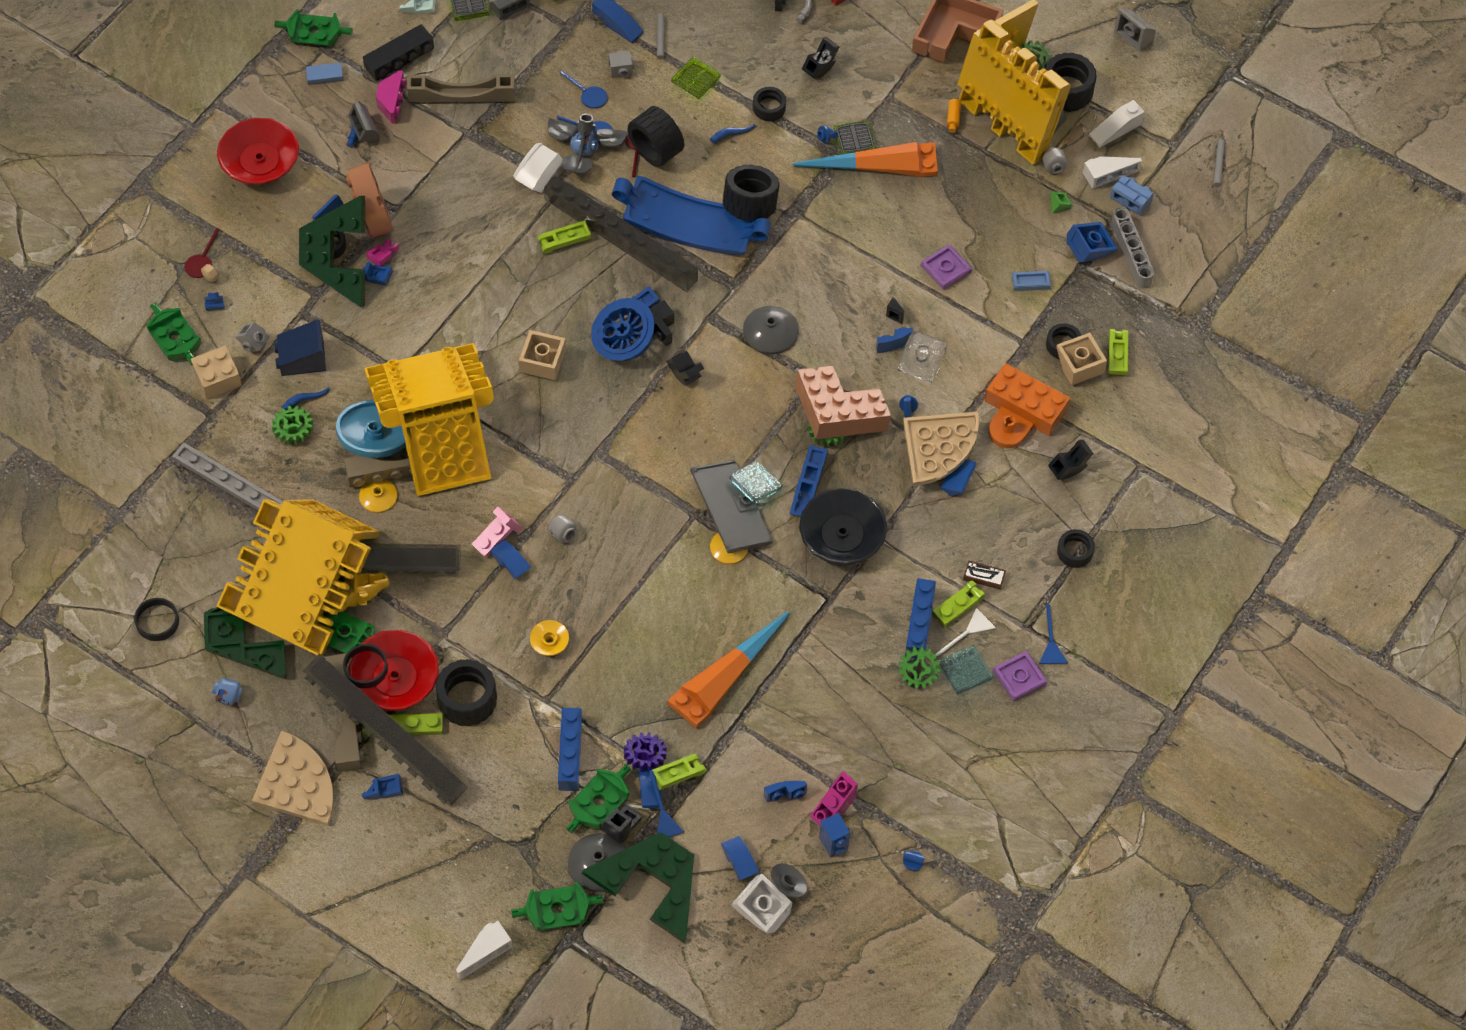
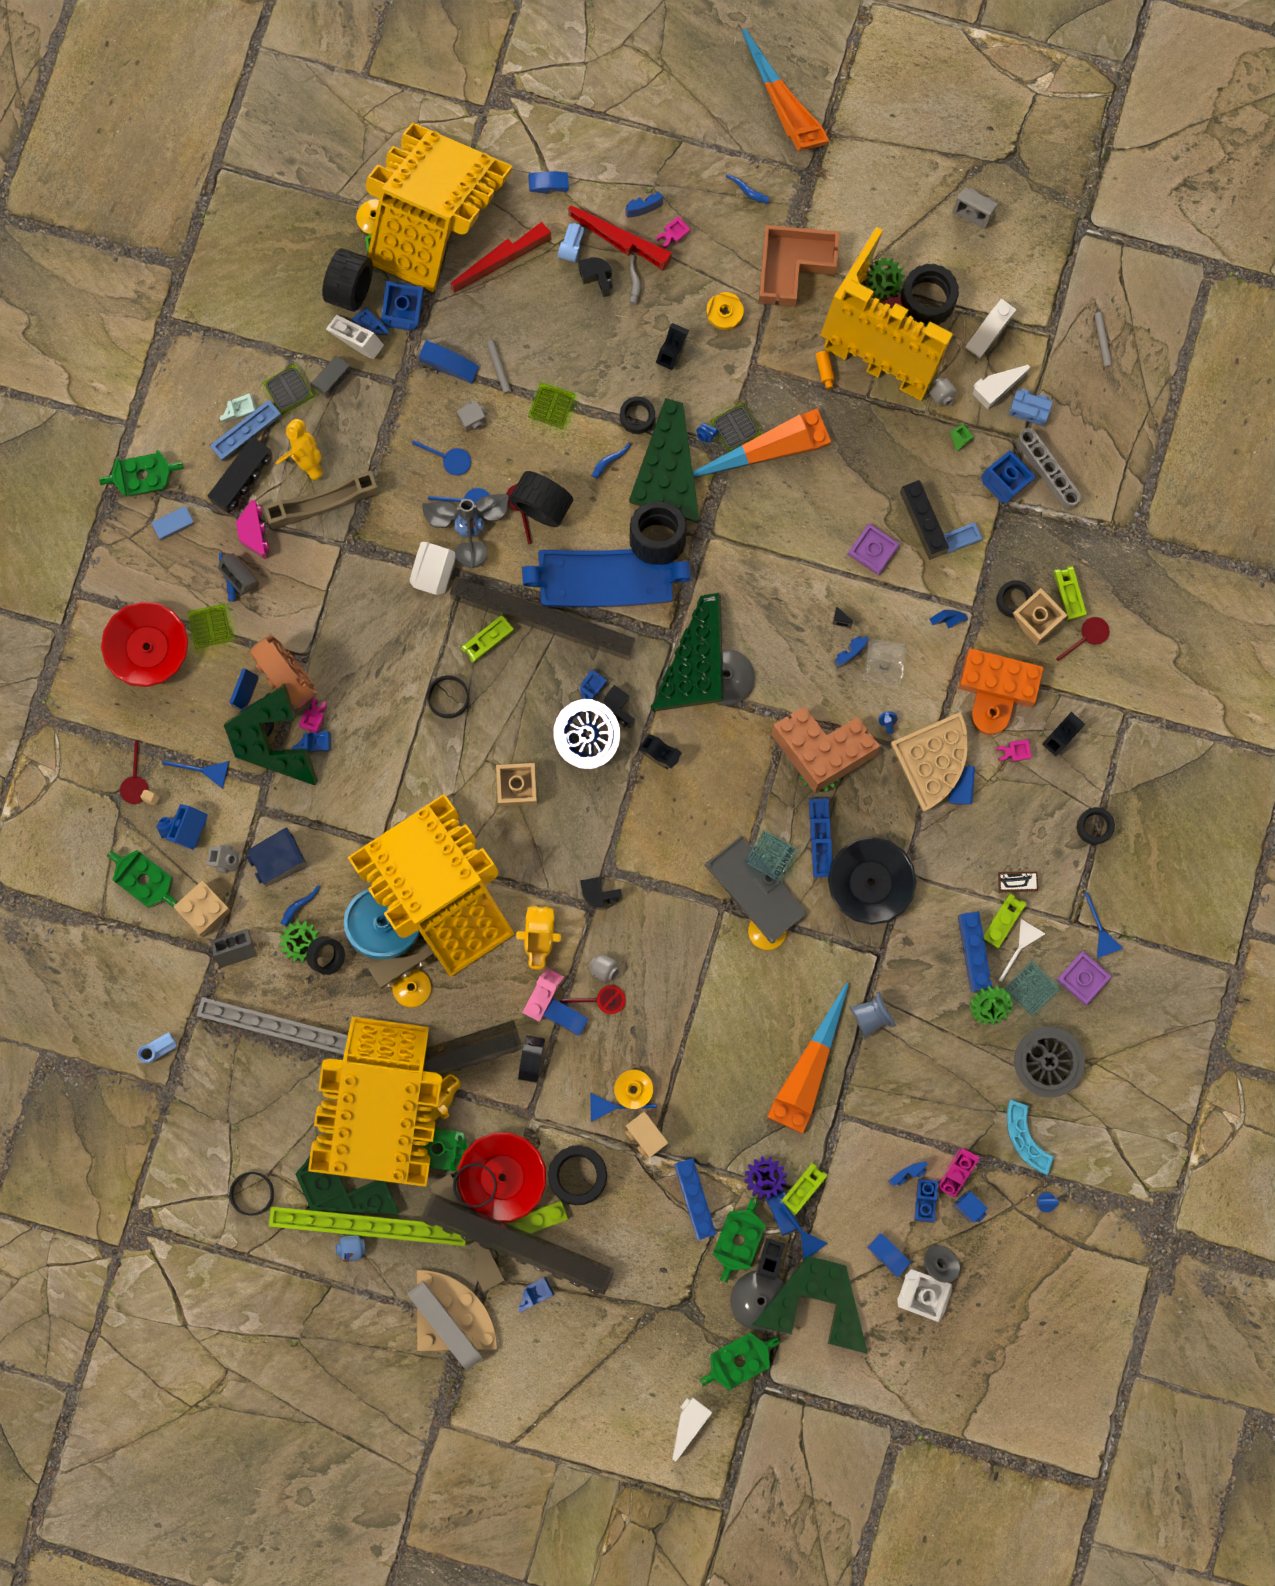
camera: 20 degrees left, 20 degrees up
(123, 473) = (158, 1047): none -> light blue piece
(229, 413) = (233, 948): none -> dark grey brick
(231, 303) = (187, 827): none -> blue brick
(251, 679) = (361, 1226): none -> lime plate
(276, 273) = (214, 772): none -> blue piece
(286, 781) = (444, 1325): none -> light grey beam
(322, 159) = (210, 626): none -> clear neon green tile
(324, 442) = (337, 960): none -> black tyre
(428, 18) = (243, 431): none -> medium blue plate
(460, 45) = (303, 449): none -> yellow piece
(462, 582) = (531, 1059): none -> black brick
(510, 287) = (447, 677): none -> black tyre
(512, 482) = (538, 935): none -> yellow piece
(514, 647) = (601, 1107): none -> blue piece
(544, 676) = (646, 1135): none -> tan brick
(556, 560) = (609, 999): none -> piece
(580, 469) = (595, 897): none -> black brick
(748, 307) = (698, 661): none -> dark green wing
(784, 147) = (667, 465): none -> dark green wing
(794, 823) = (926, 1200): none -> blue slope
(801, 640) = (872, 1016): none -> sand blue hat
(877, 56) = (727, 321): none -> yellow plate
(909, 799) = (1022, 1141): none -> medium azure tile
(951, 711) = (1076, 1061): none -> dark grey piece
(995, 337) = (950, 617): none -> blue slope
(1001, 254) = (924, 519): none -> black brick
(1022, 464) = (1017, 751): none -> dark pink plate
(1129, 390) = (1094, 631): none -> dark red piece

